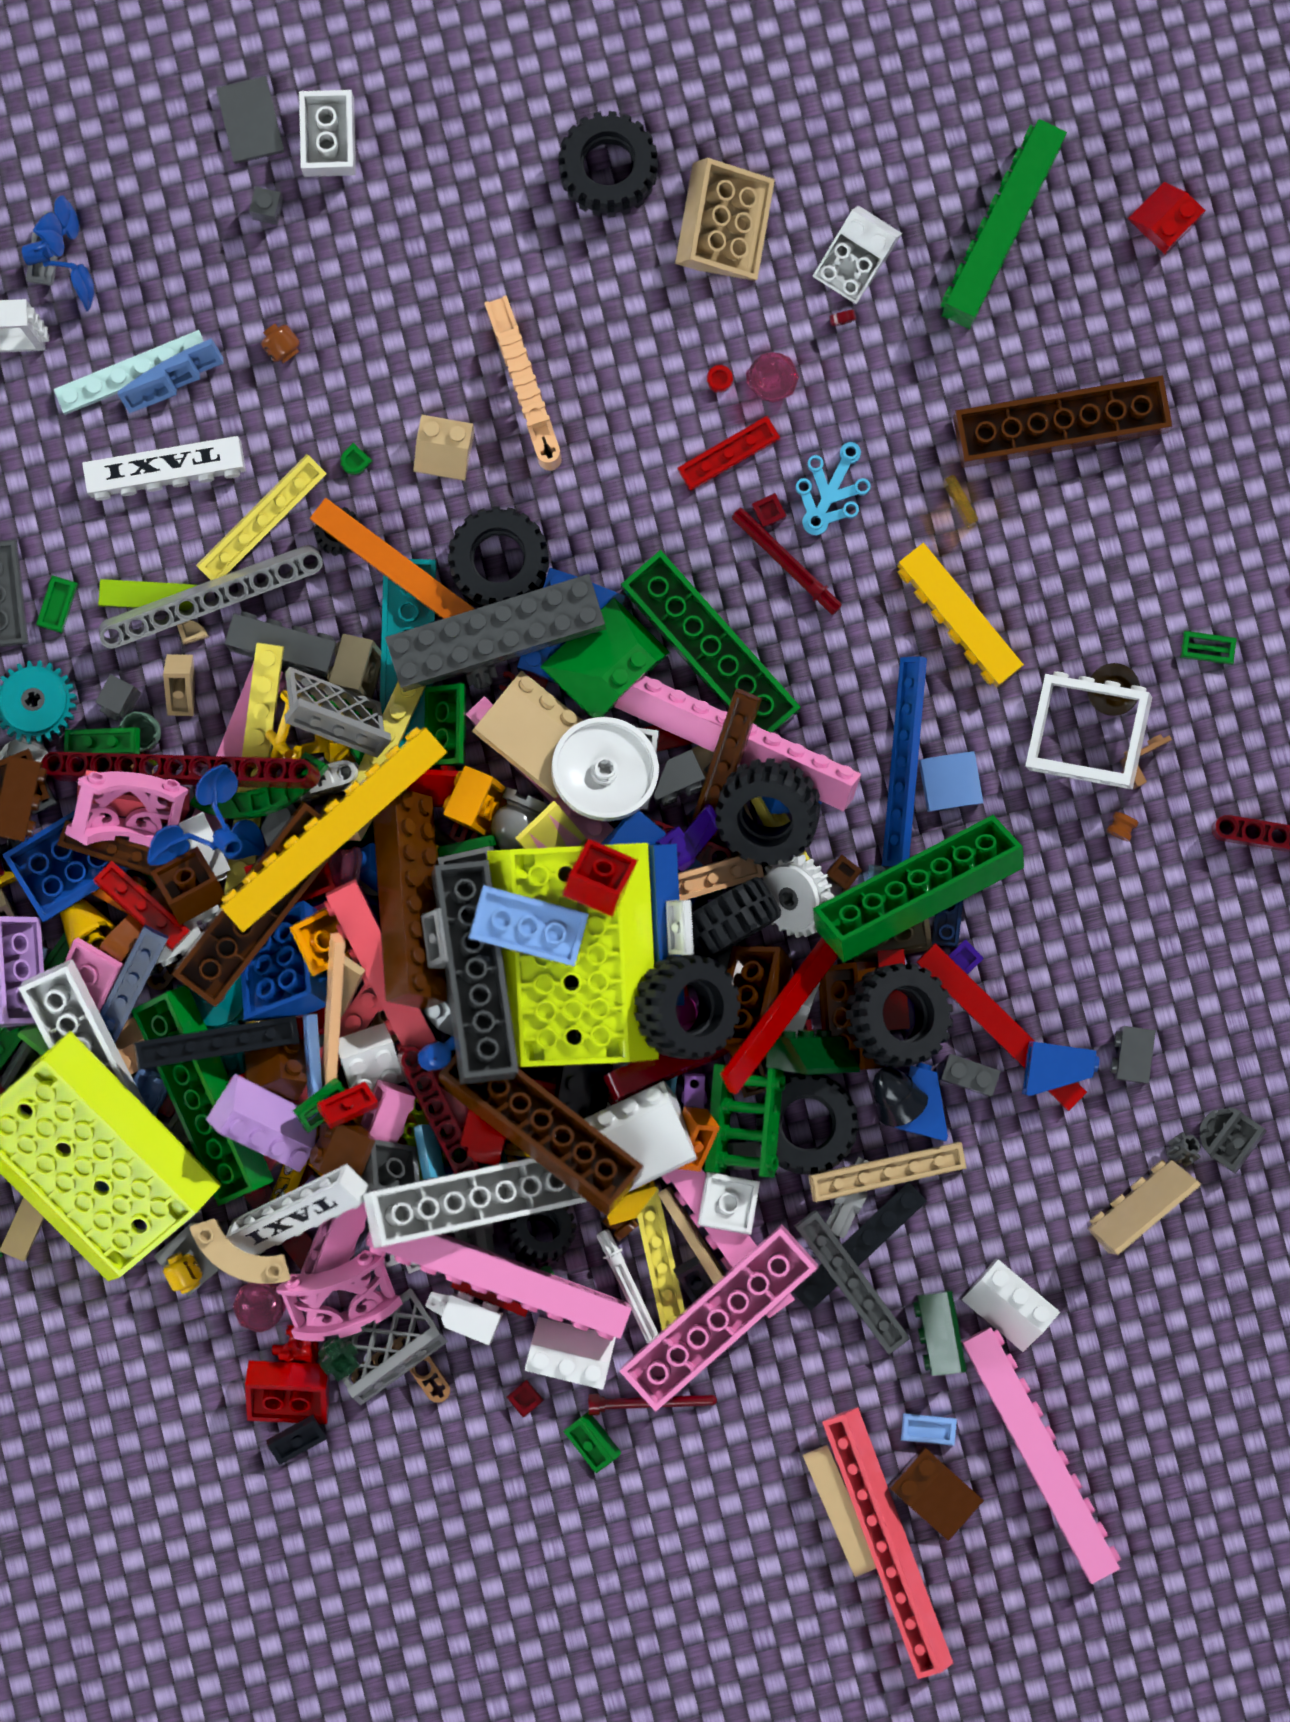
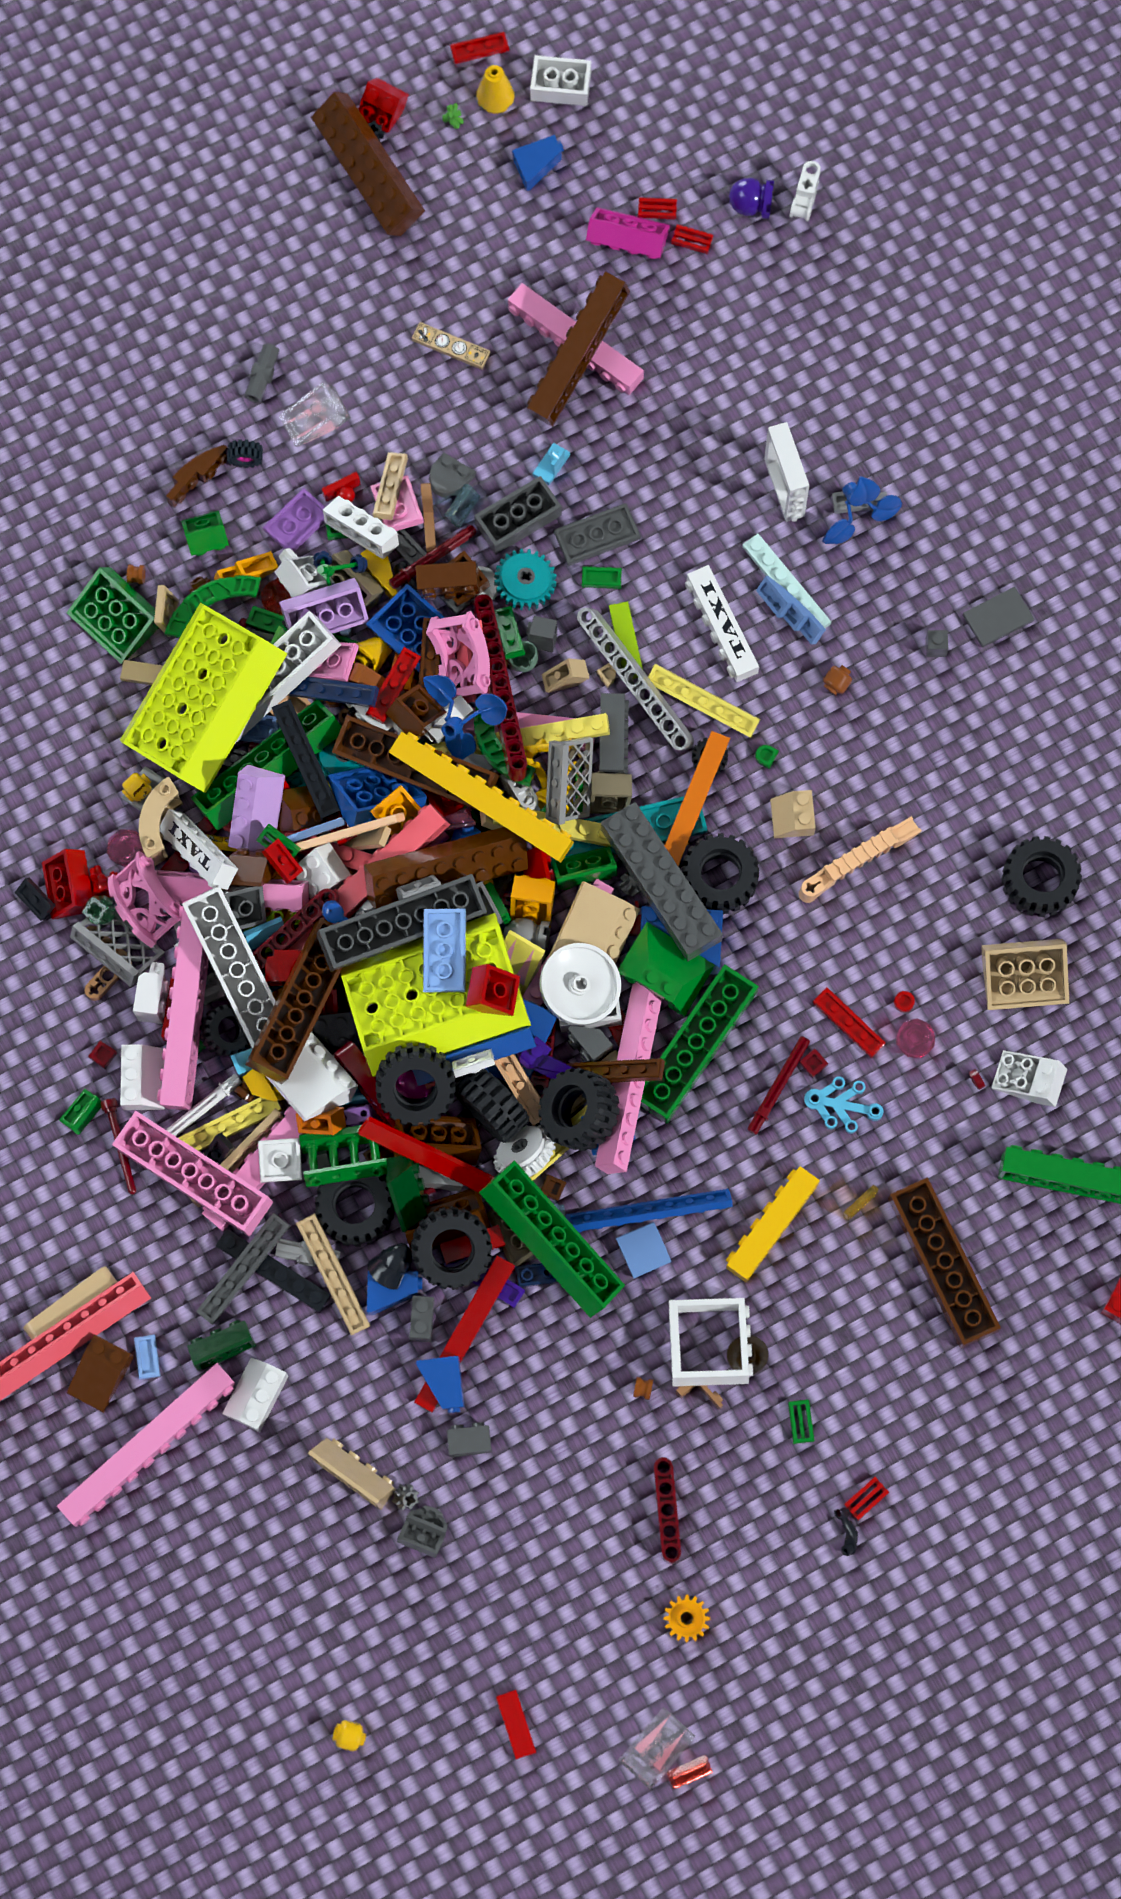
camera: 75 degrees right, 10 degrees down
(327, 133) = (1003, 671): white brick -> none
(587, 1218) = (239, 1060): none -> medium azure slope

